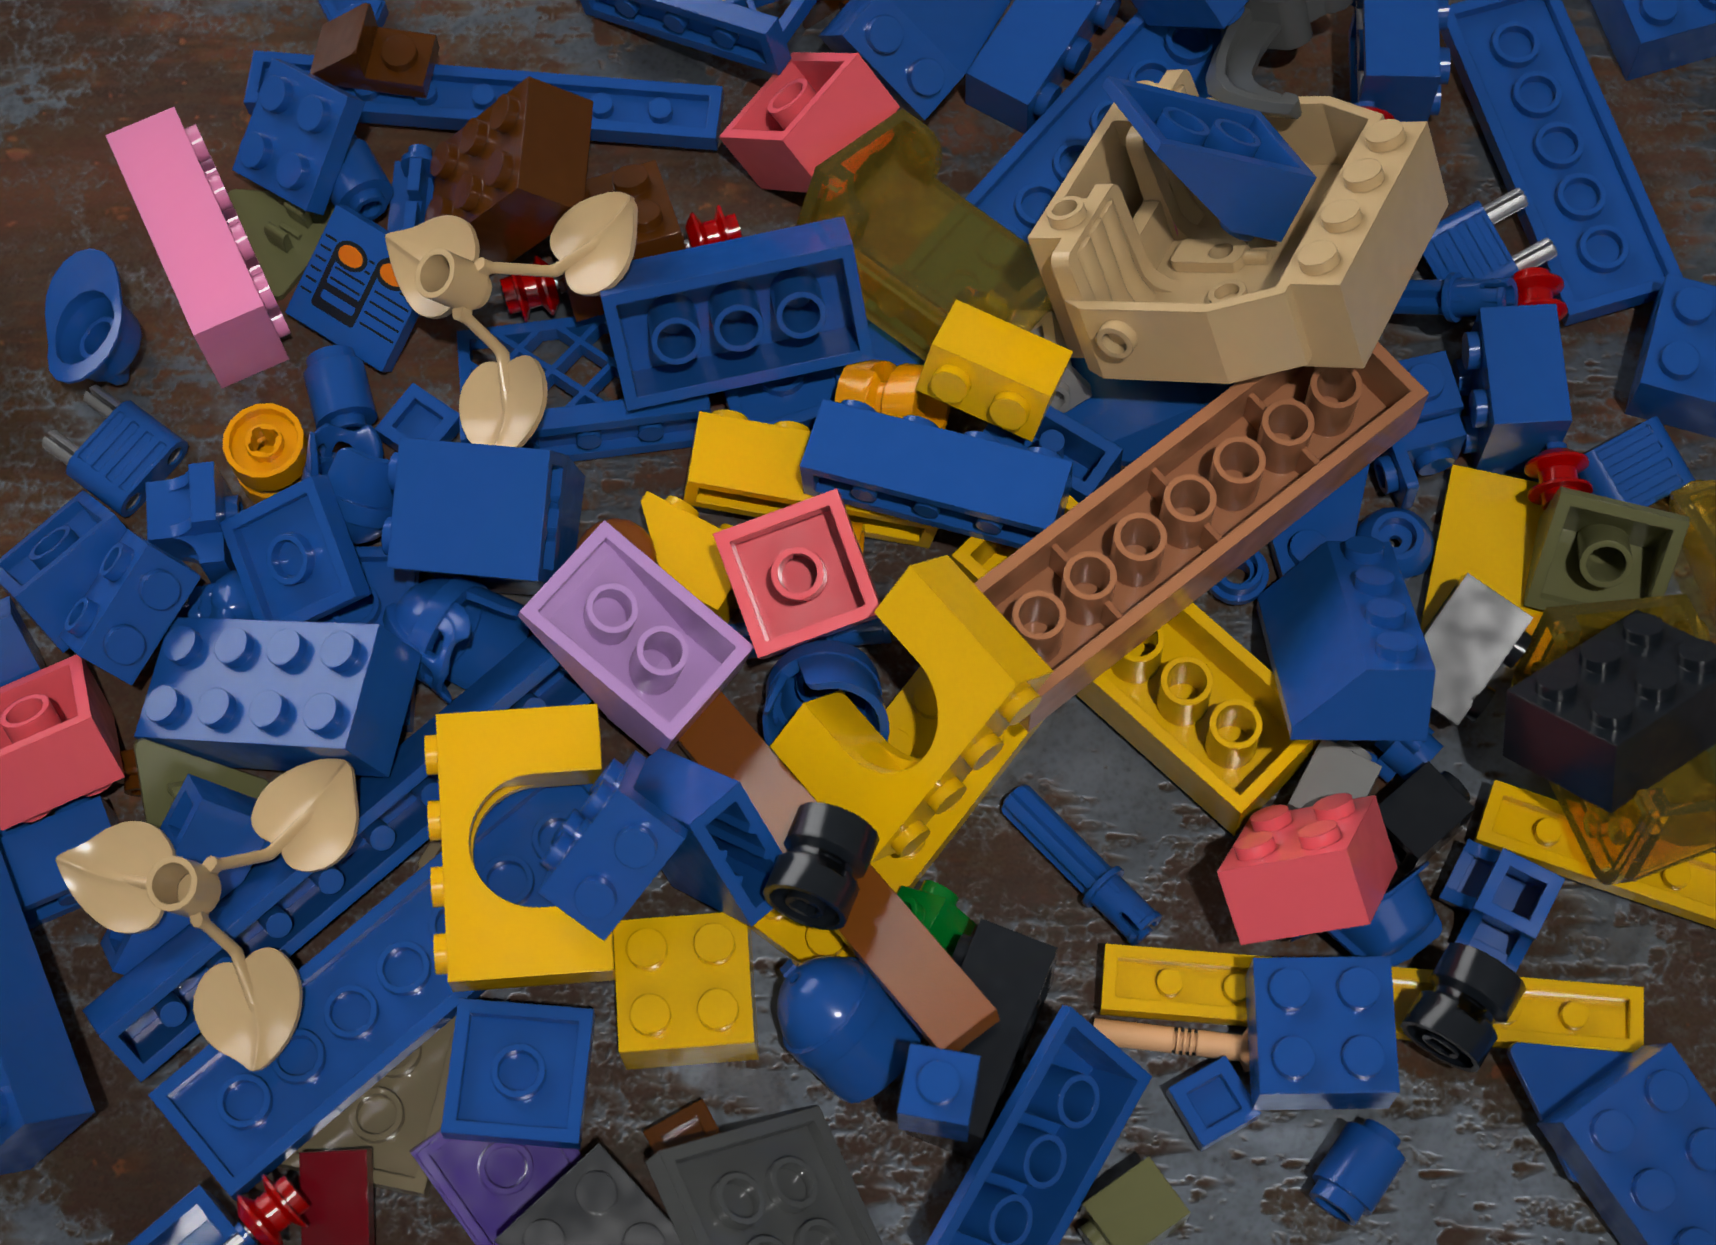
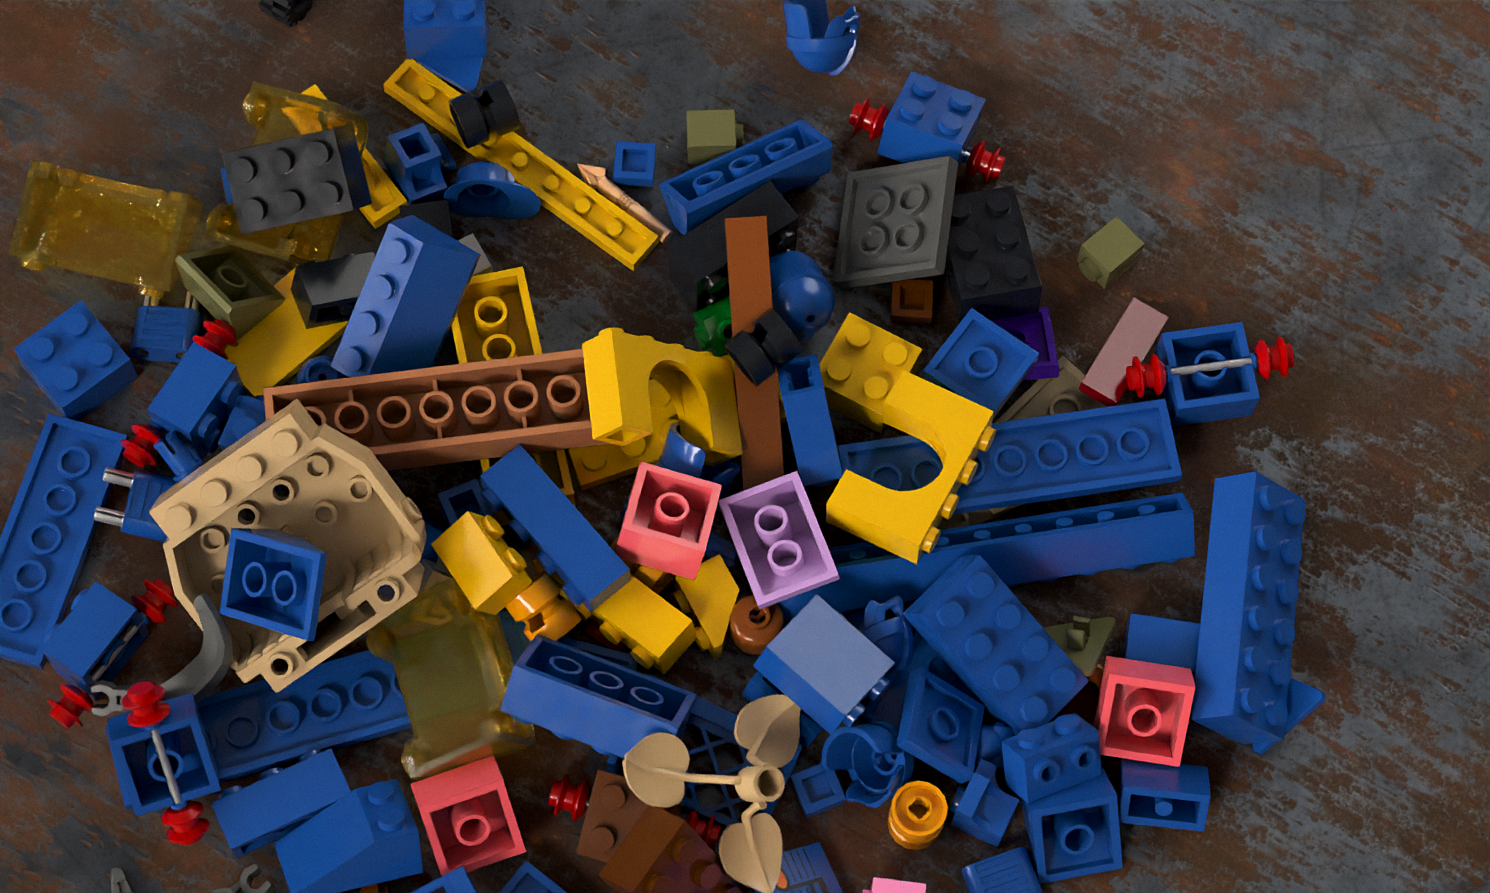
camera: 155 degrees left, 0 degrees up
(133, 876) = (1106, 483): tan plant -> none
(200, 824) = (1100, 592): blue slope -> none
(339, 388) = (853, 838): blue brick -> none
(609, 850) = (873, 424): blue bracket -> none
(938, 1092) = (780, 198): blue brick -> none
(1081, 864) = (612, 293): blue axle -> none
(1308, 869) = (511, 216): coral brick -> none
(1321, 1033) = (562, 145): blue brick -> none
(1357, 1171) = (588, 91): blue brick -> none

